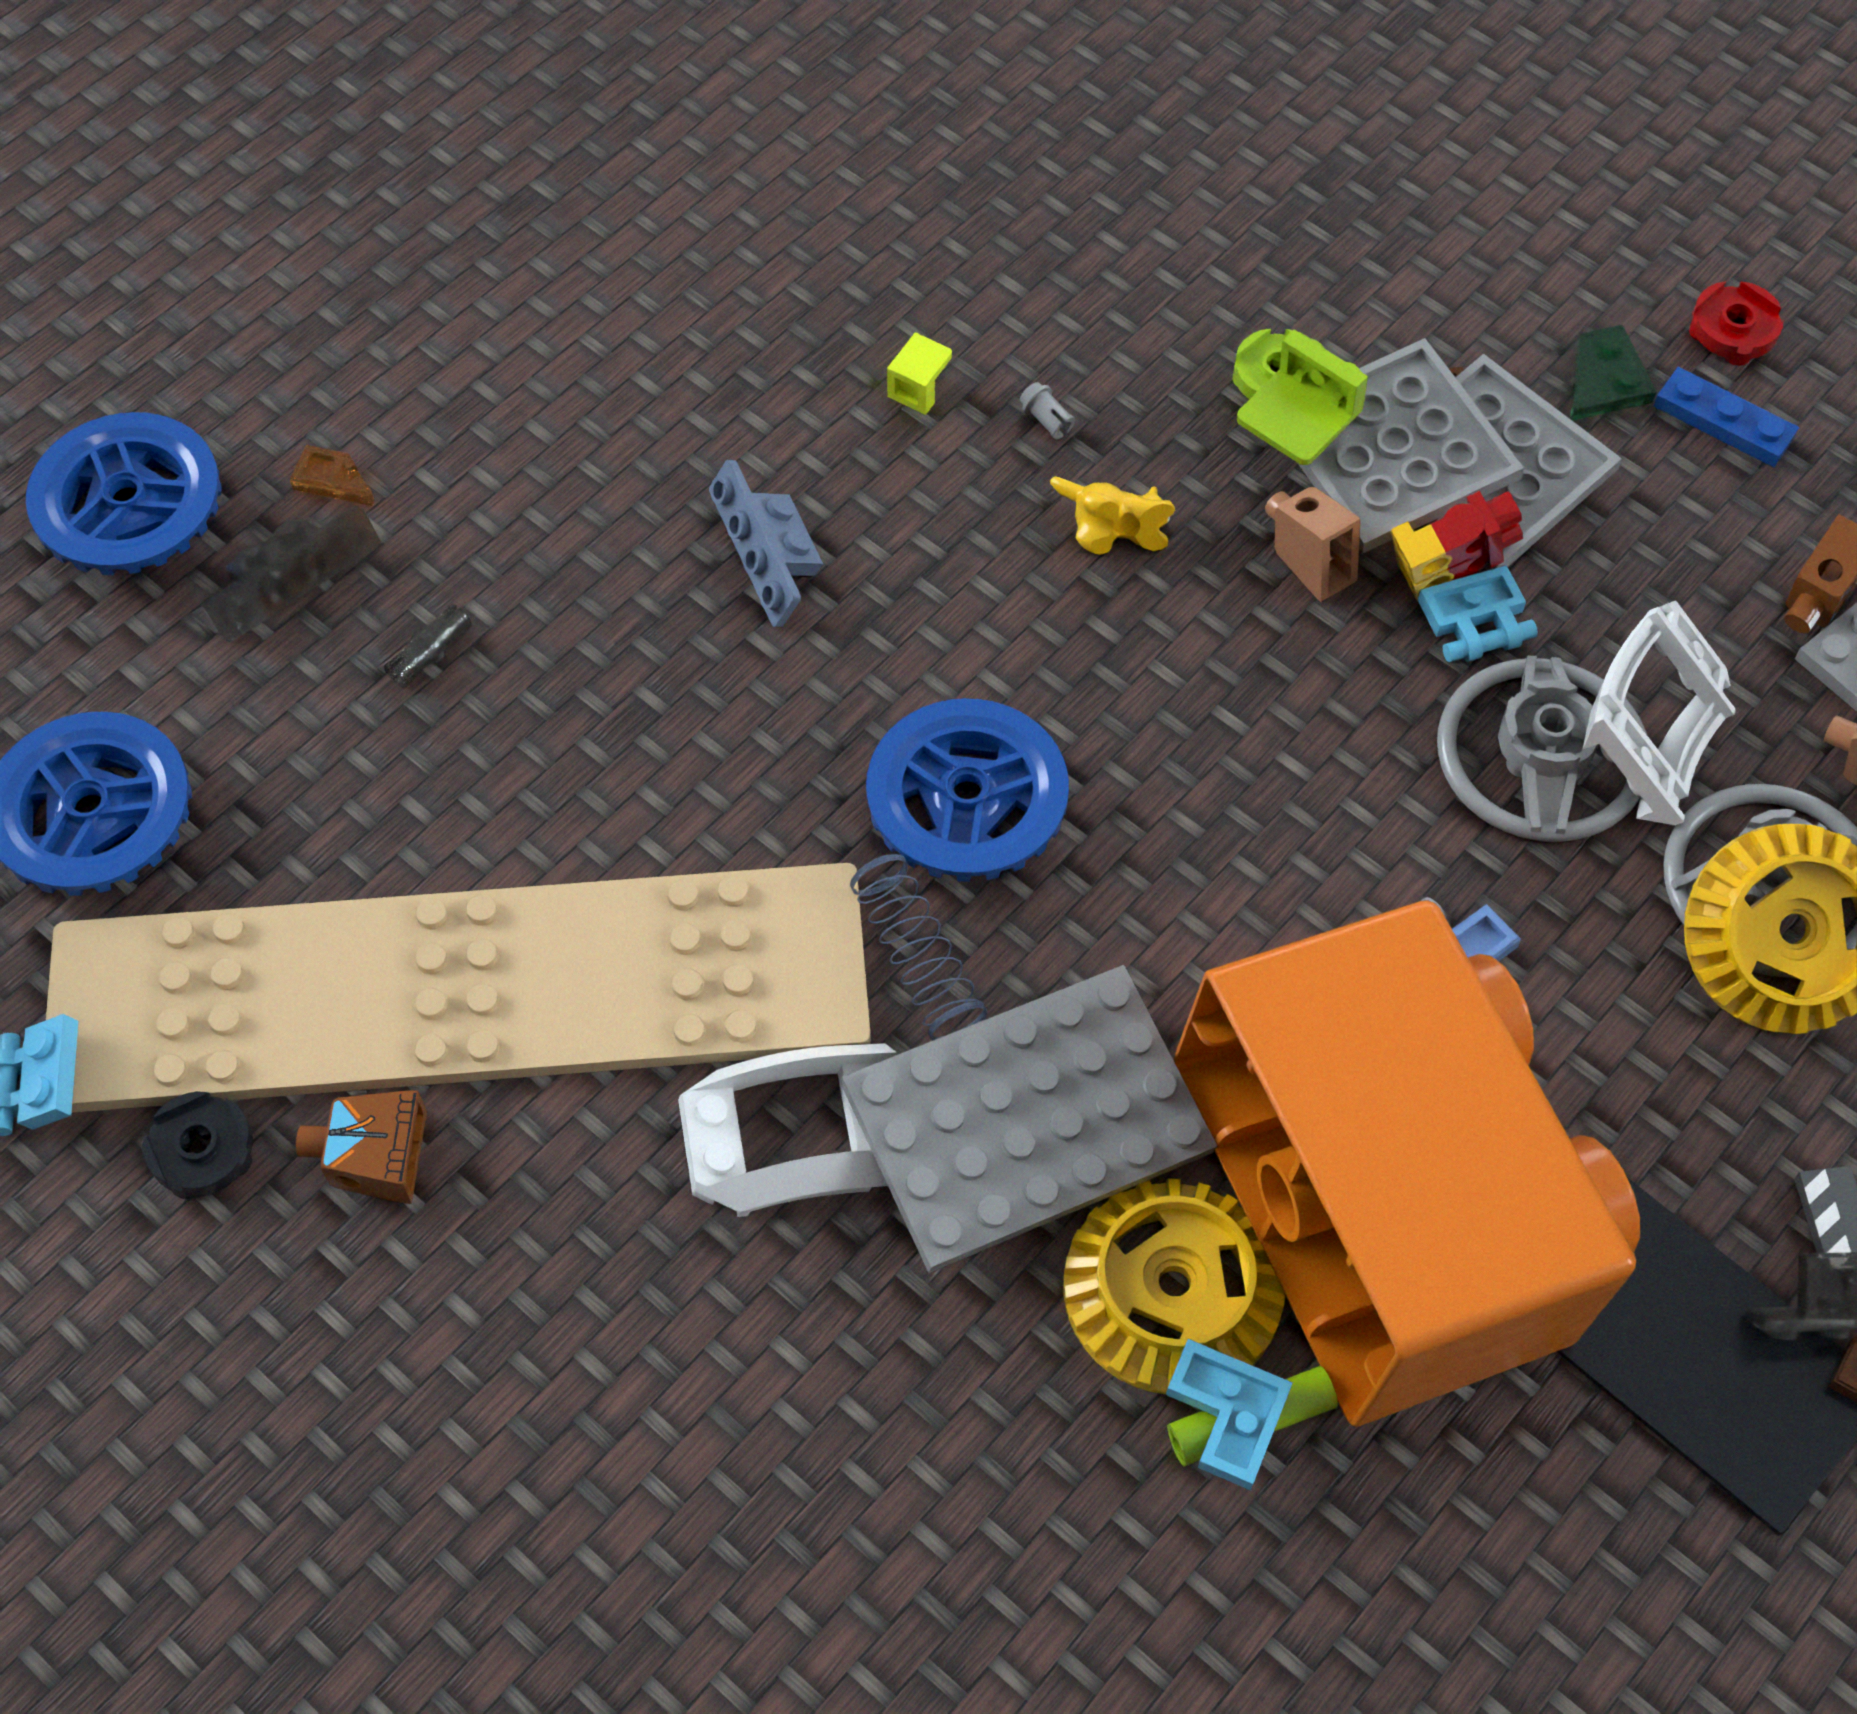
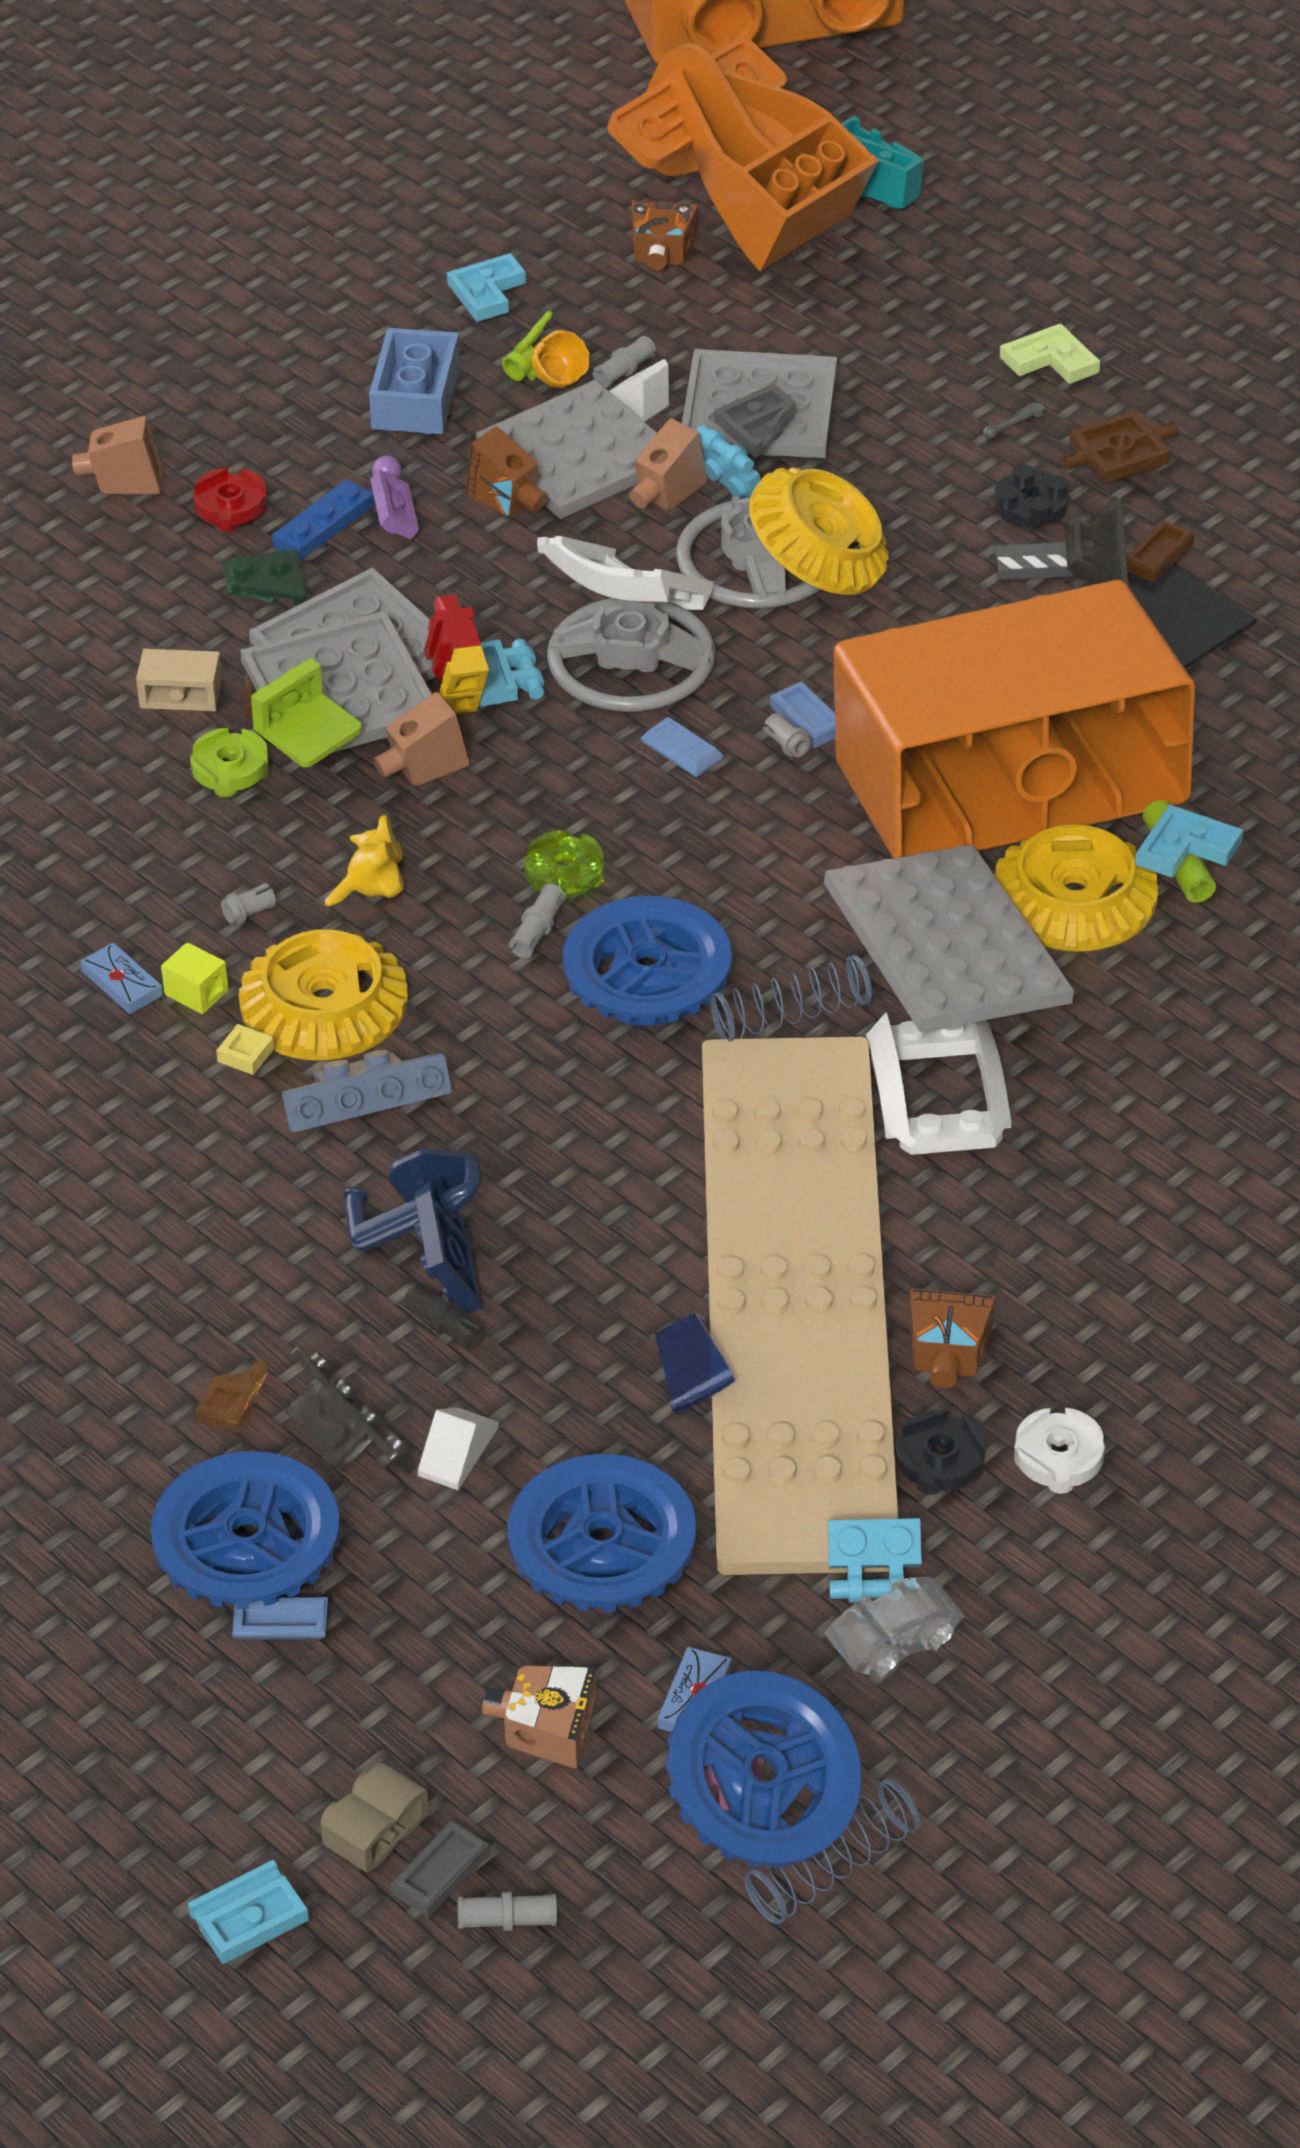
camera: 85 degrees left, 15 degrees down
(27, 558) = (284, 1620): none -> medium blue tile
(199, 1304) = (1059, 1469): none -> white plate
(253, 672) = (454, 1445): none -> white slope
(320, 887) = (691, 1362): none -> clear blue piece
(517, 614) = (435, 1189): none -> dark blue plate
(818, 430) = (245, 1049): none -> light yellow plate
(887, 527) = (281, 1002): none -> yellow gear
(928, 314) = (121, 978): none -> medium blue tile
(1043, 682) = (537, 921): none -> light grey pin
(1144, 726) = (582, 854): none -> clear neon green plate
(1381, 817) = (682, 747): none -> medium blue tile
(1401, 304) = (179, 679): none -> tan brick
(1765, 196) = (122, 459): none -> nougat torso
(1772, 474) = (393, 498): none -> medium lavender plate

